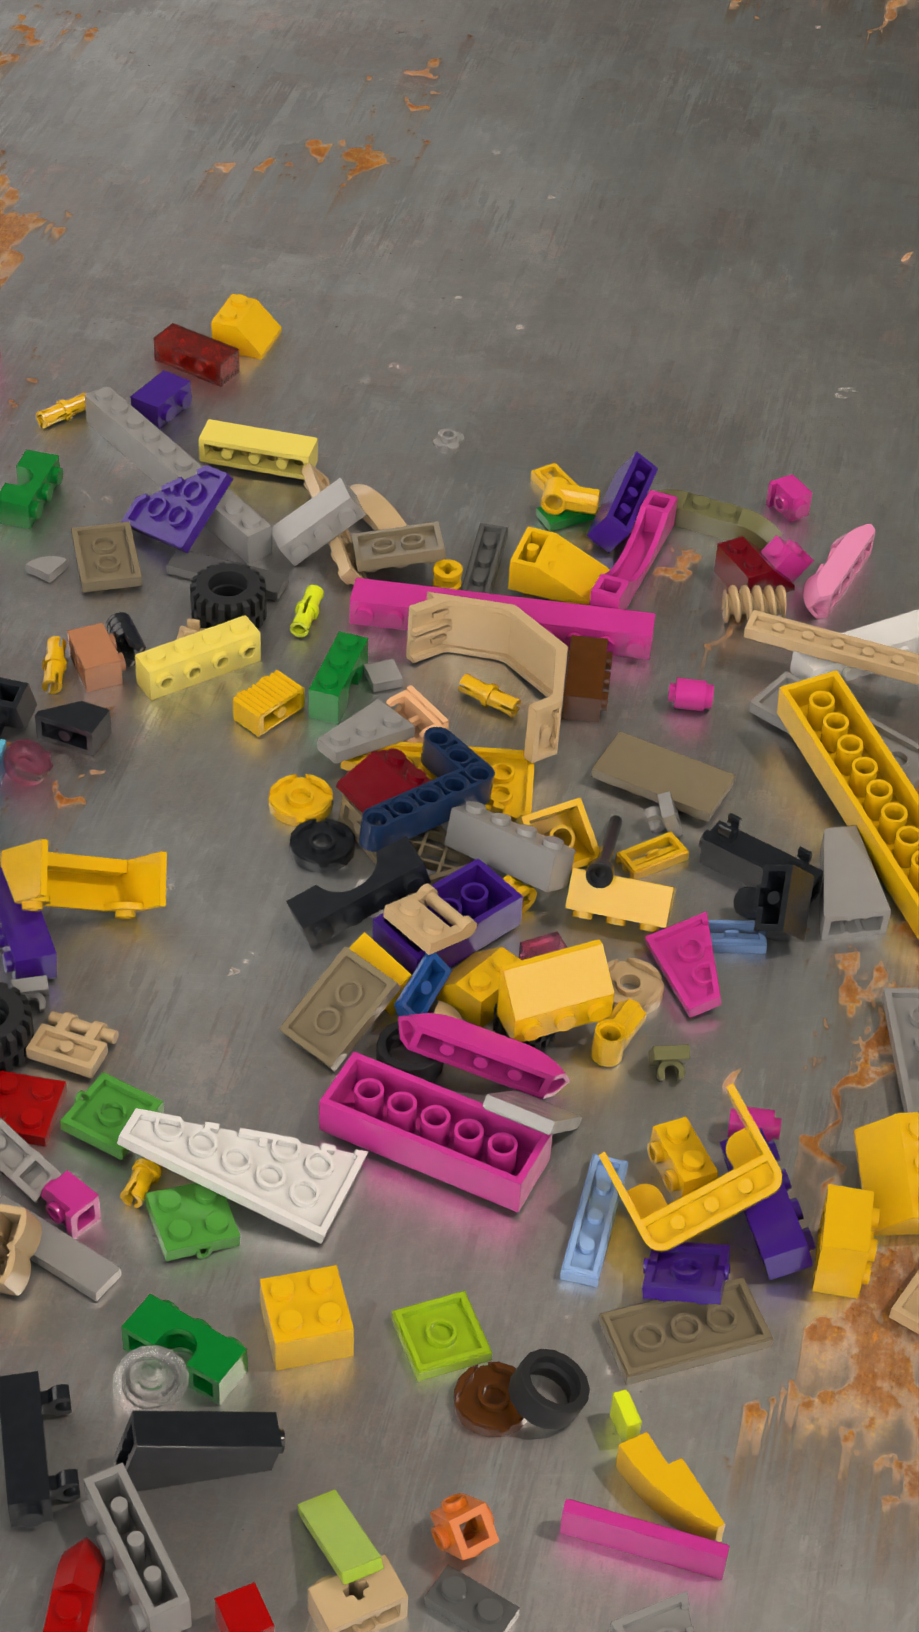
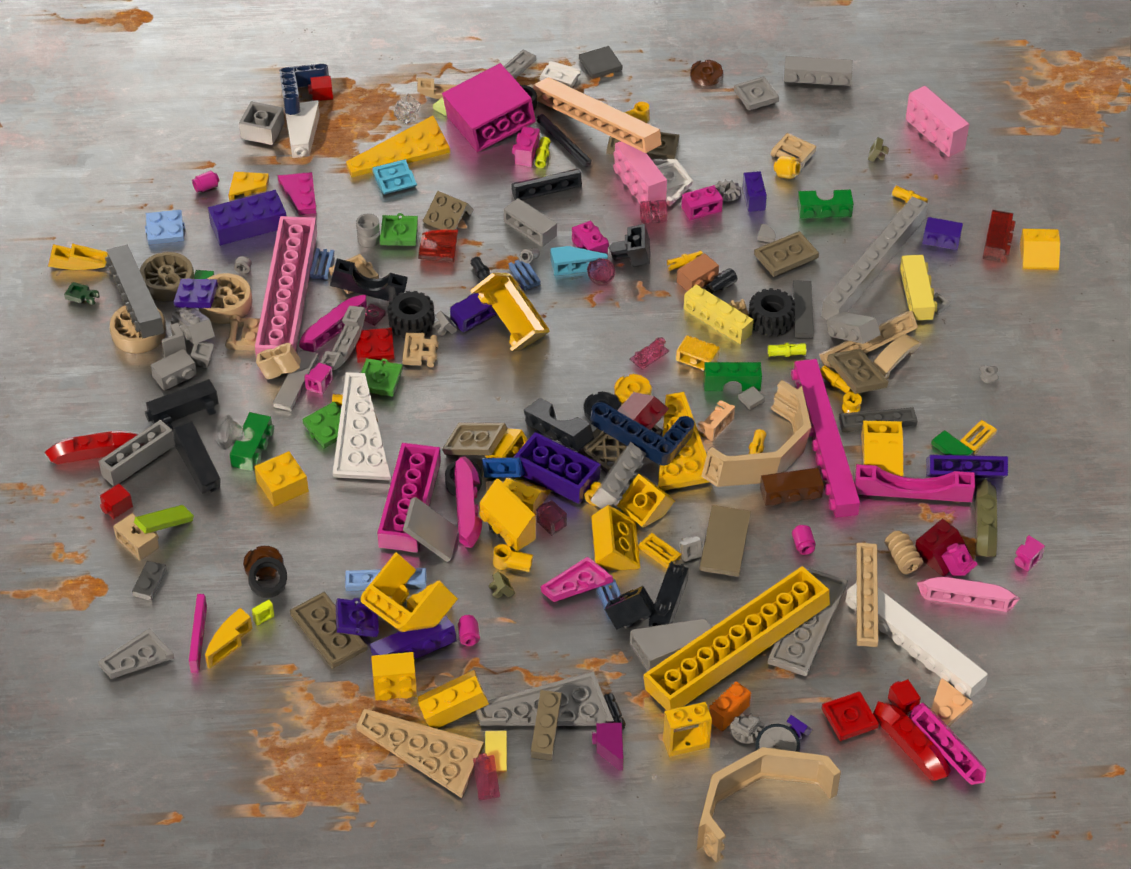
camera: 75 degrees right, 5 degrees up
(75, 726) = (640, 283): black slope -> none
(180, 508) = (832, 266): dark purple plate -> none
(235, 757) = (650, 353): none -> clear pink hinge
(365, 732) = (688, 398): light grey wing -> none
(407, 575) = (835, 379): none -> yellow pin
(425, 927) = (533, 447): tan plate -> none
(441, 1335) = (293, 535): lime tile -> none
(463, 1526) = (181, 562): orange brick -> none
(562, 496) = (953, 436): yellow piece -> none
(601, 870) = (605, 514): black piece -> none
(641, 974) = (552, 551): tan tile -> none

